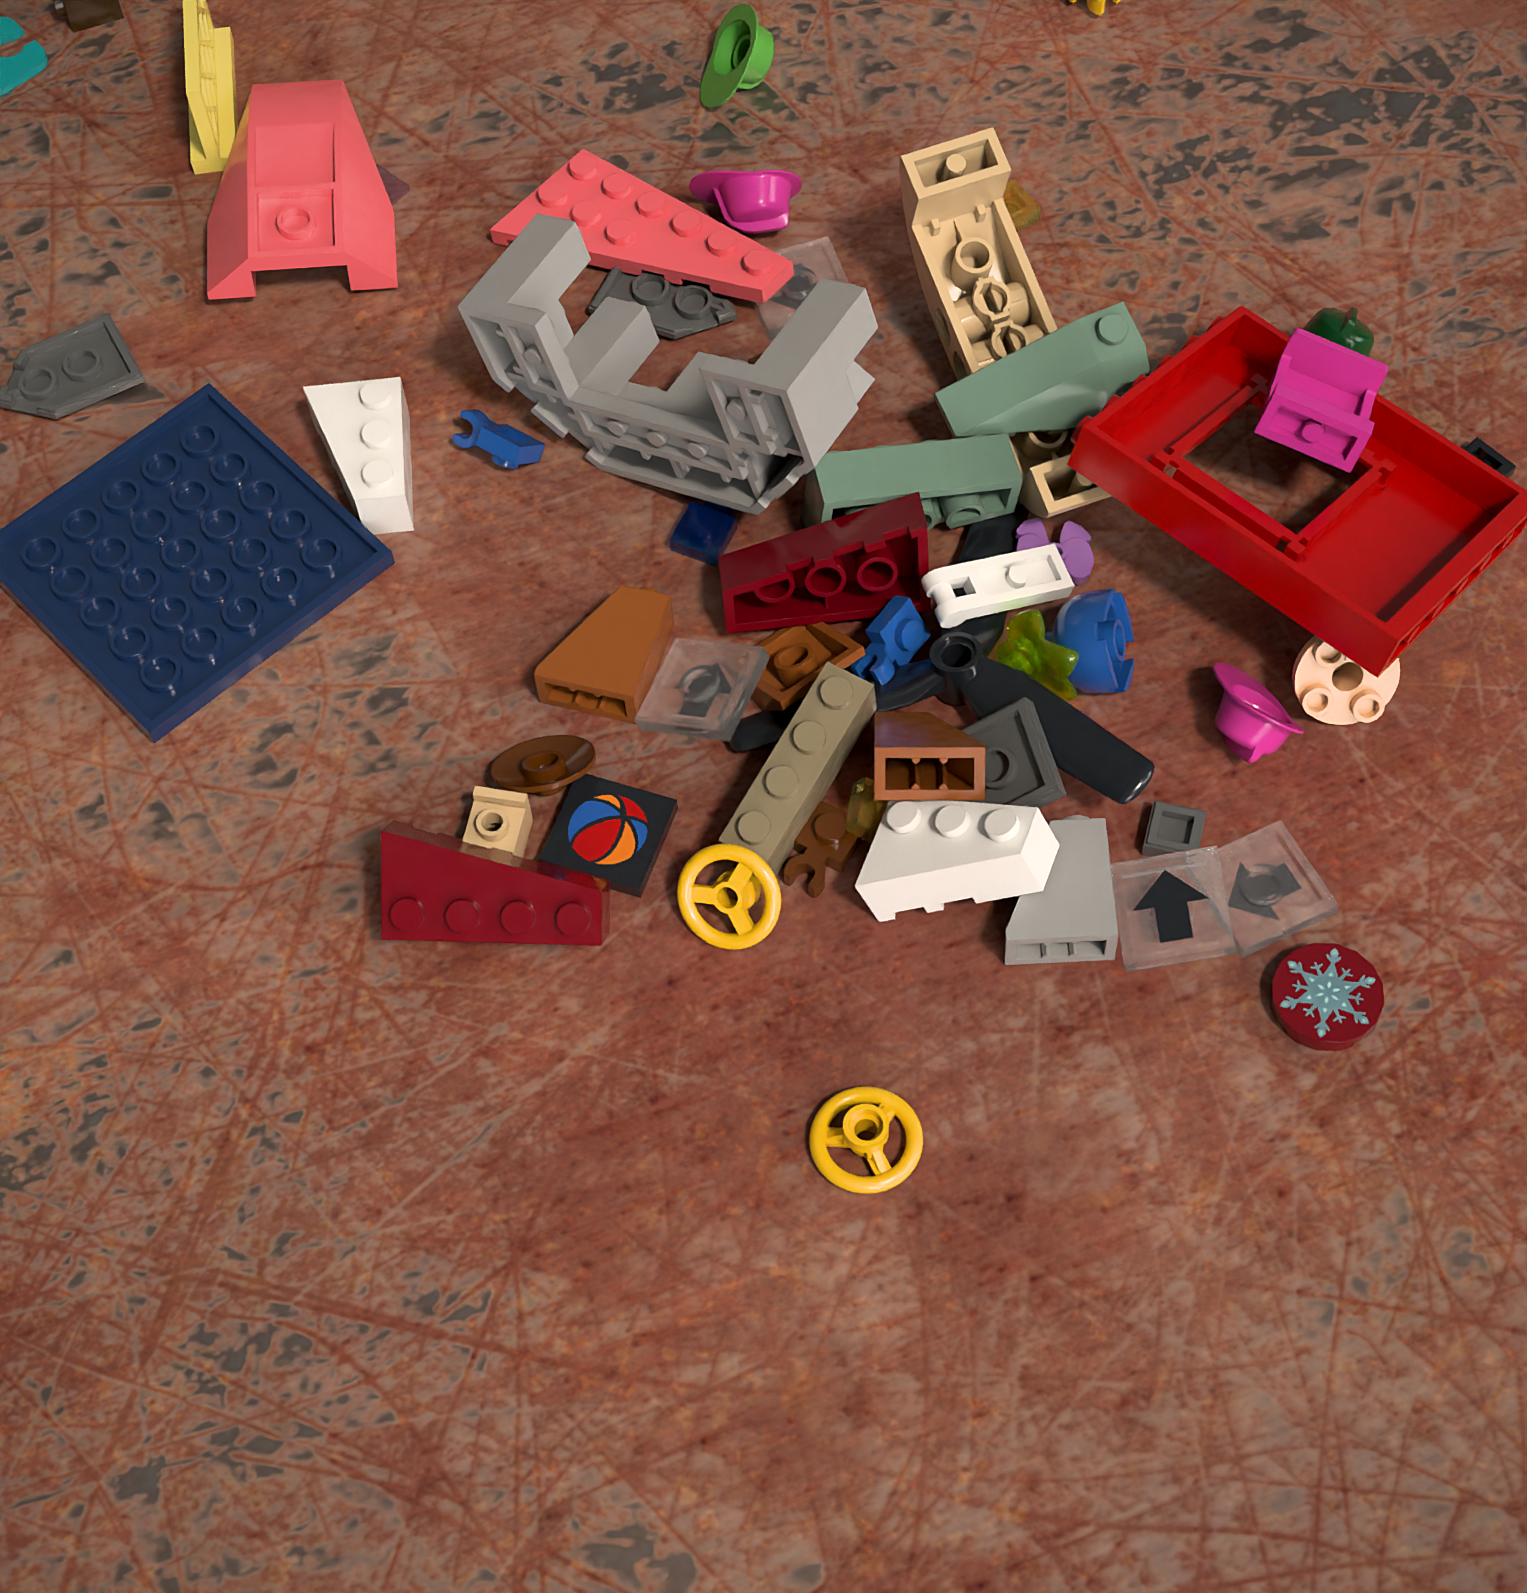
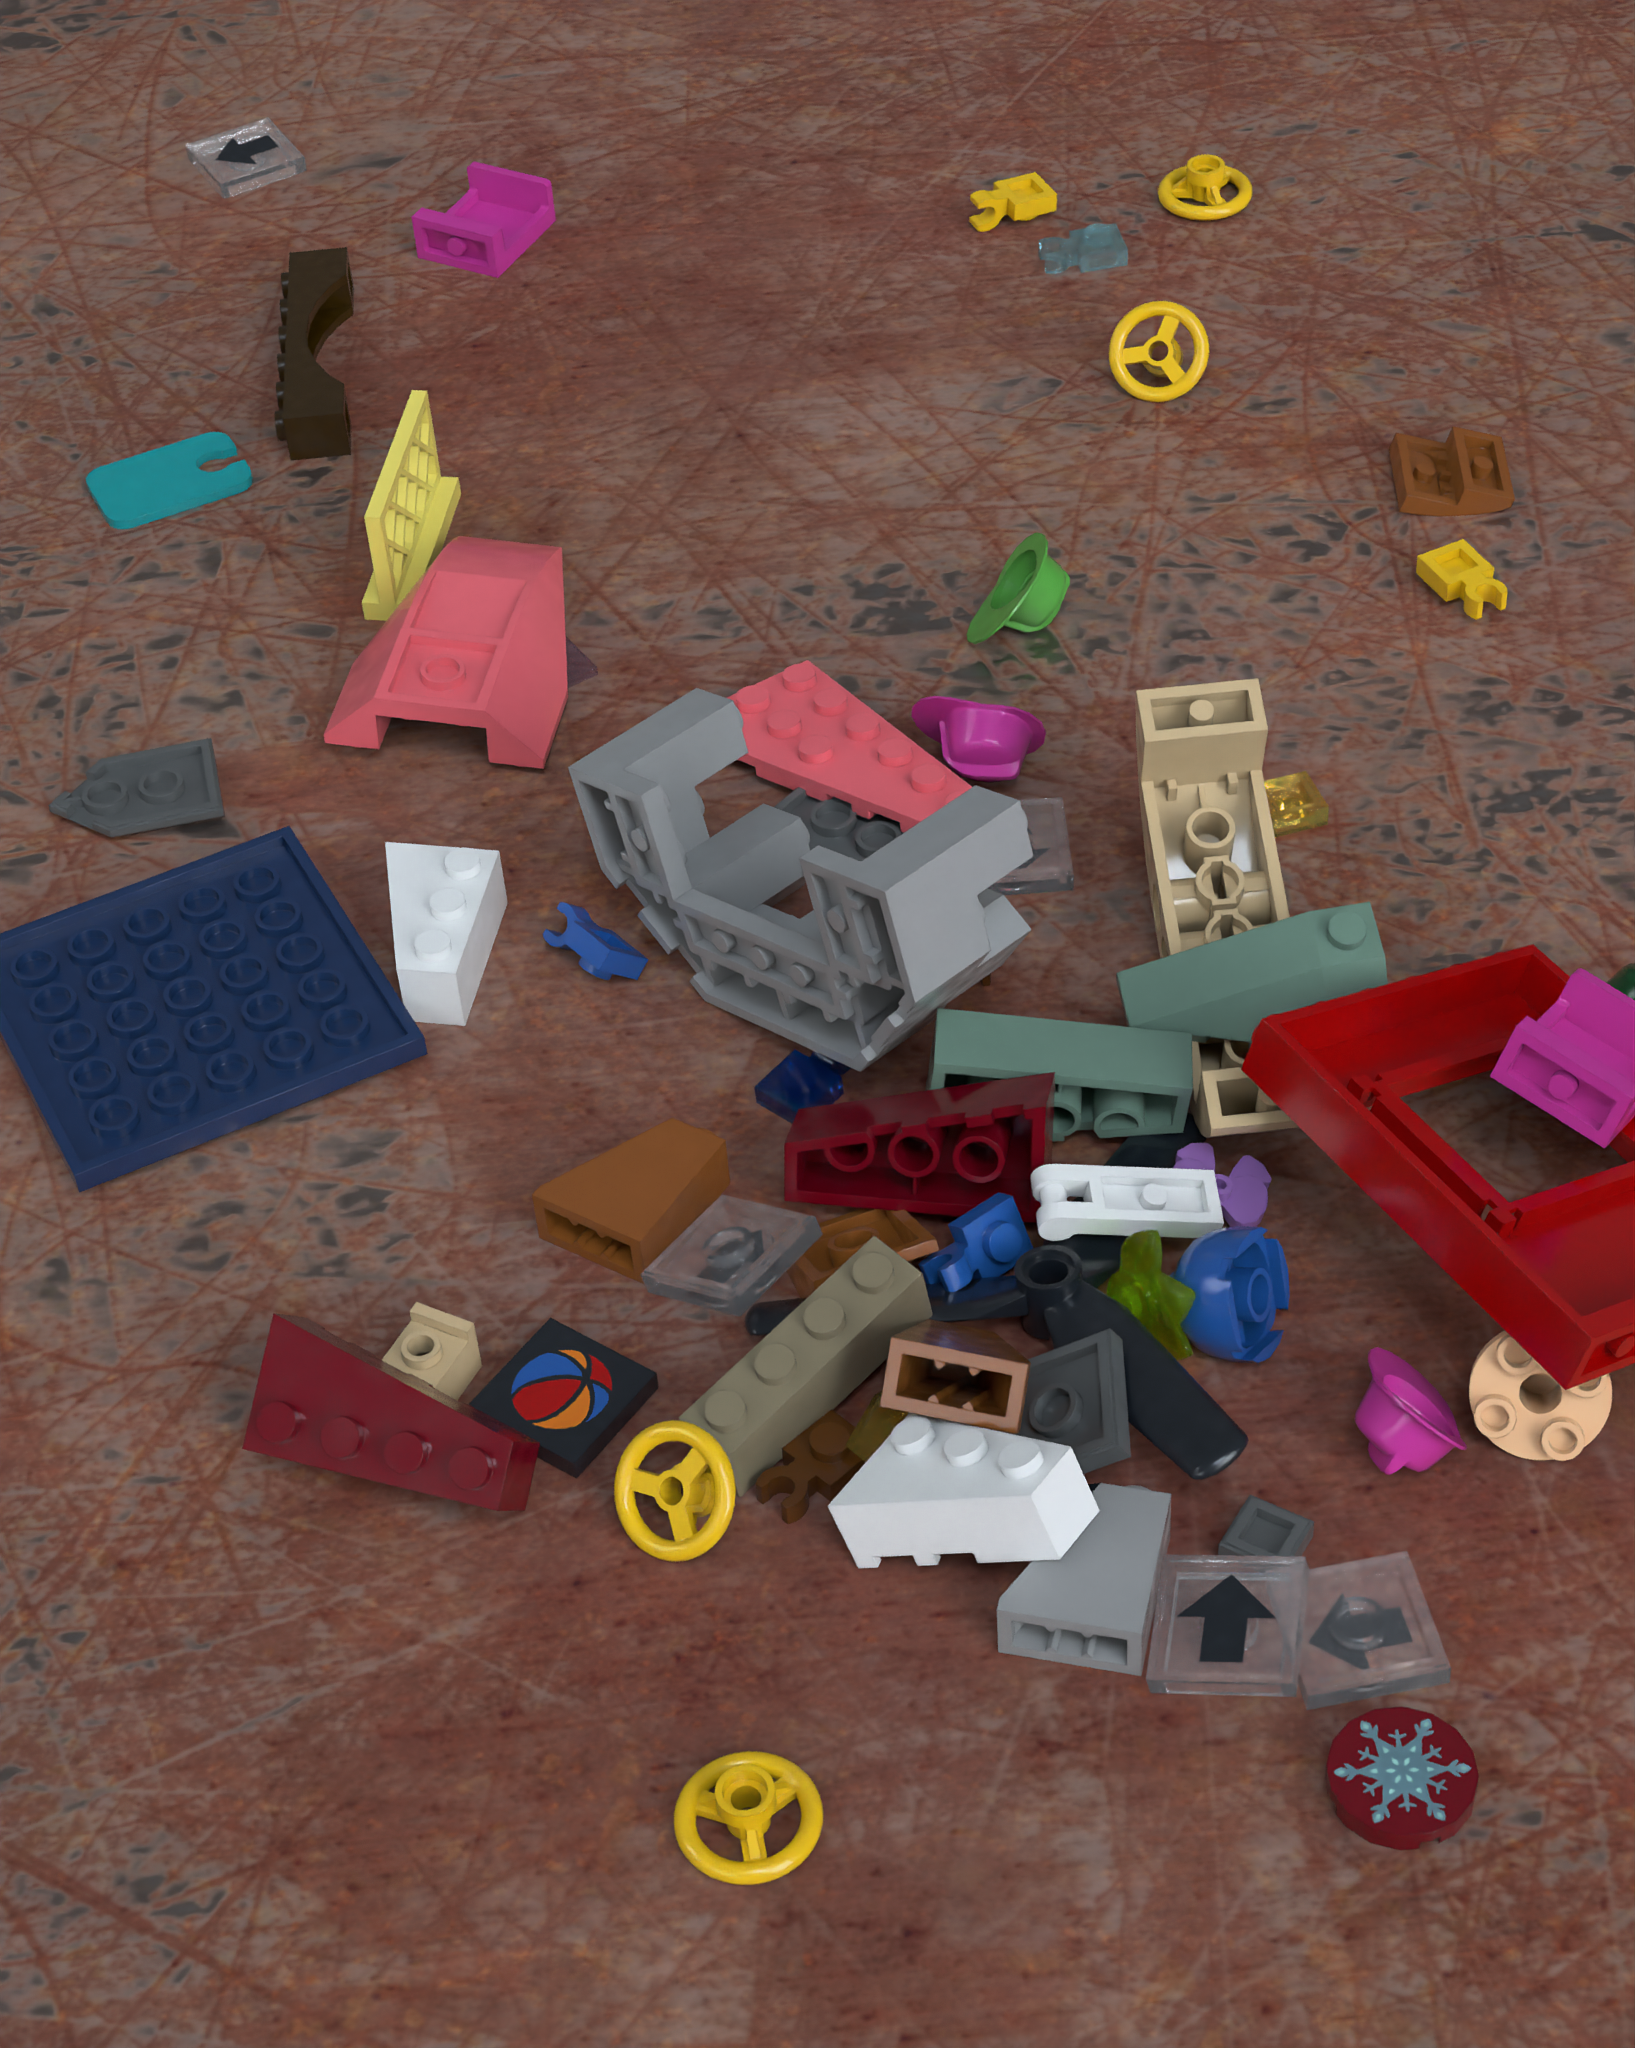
camera: 15 degrees right, 15 degrees down
(543, 764) = (511, 1302): reddish brown dish -> none

